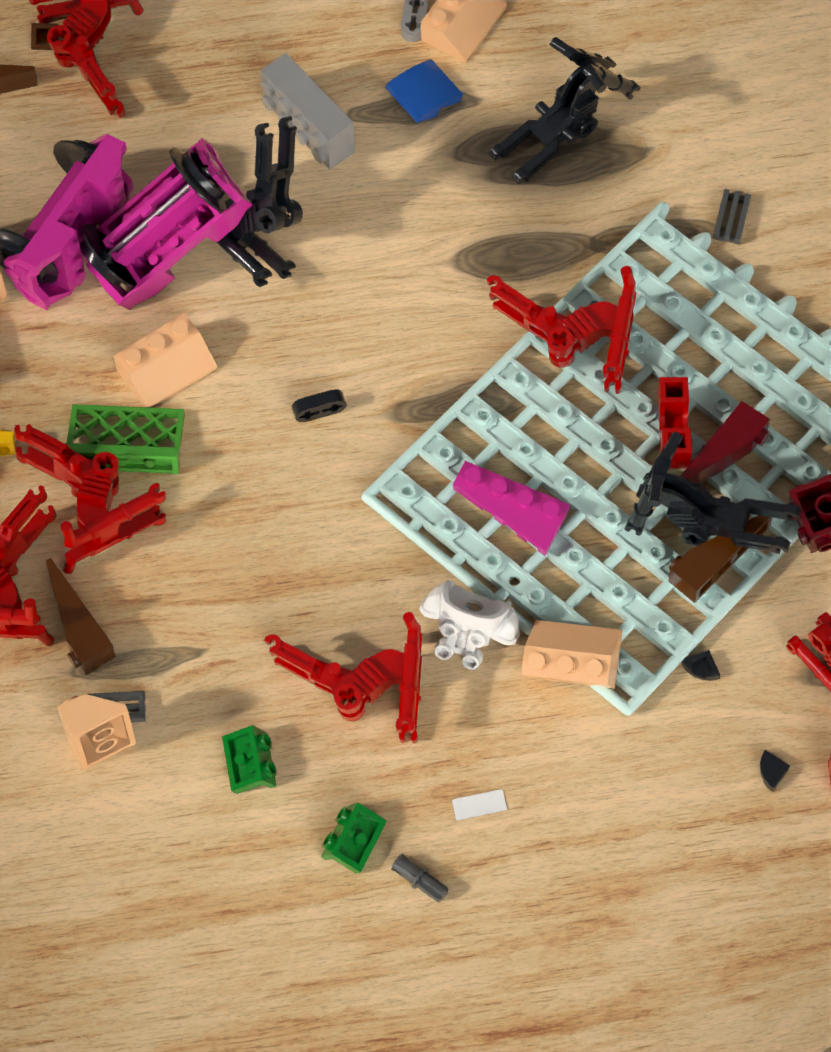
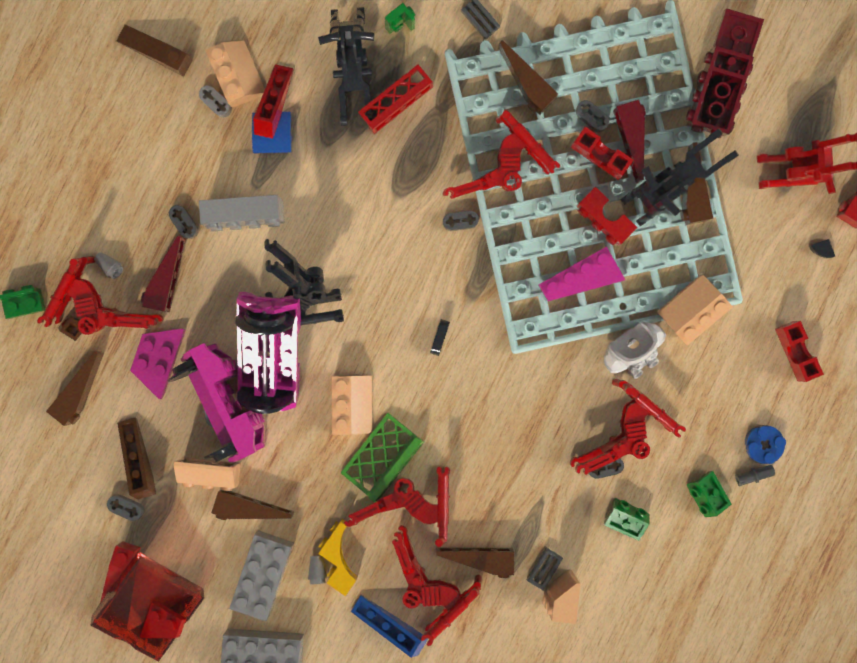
camera: 55 degrees left, 25 degrees up
(69, 125) = (156, 359): none -> dark pink wing
(143, 28) = (108, 265): none -> light grey cone
(163, 89) = (162, 285): none -> dark red slope
(245, 67) = (187, 219): none -> dark grey beam
(292, 698) = (608, 471): none -> dark grey beam
(454, 66) = (272, 102): none -> red slope
(457, 877) = (775, 441): none -> blue plate
(479, 804) = (733, 414): white sticker -> none
(481, 338) = (460, 216): none -> dark grey beam
(561, 192) = (401, 104): none -> red fence
(606, 458) = (592, 207): none -> red arch
(619, 817) = (793, 342): none -> red arch
(656, 128) = (400, 15): none -> green bracket
(691, 306) = (532, 86): none -> reddish brown slope
(701, 666) = (739, 241): black tile -> none
(718, 393) = (595, 112): none -> dark grey beam

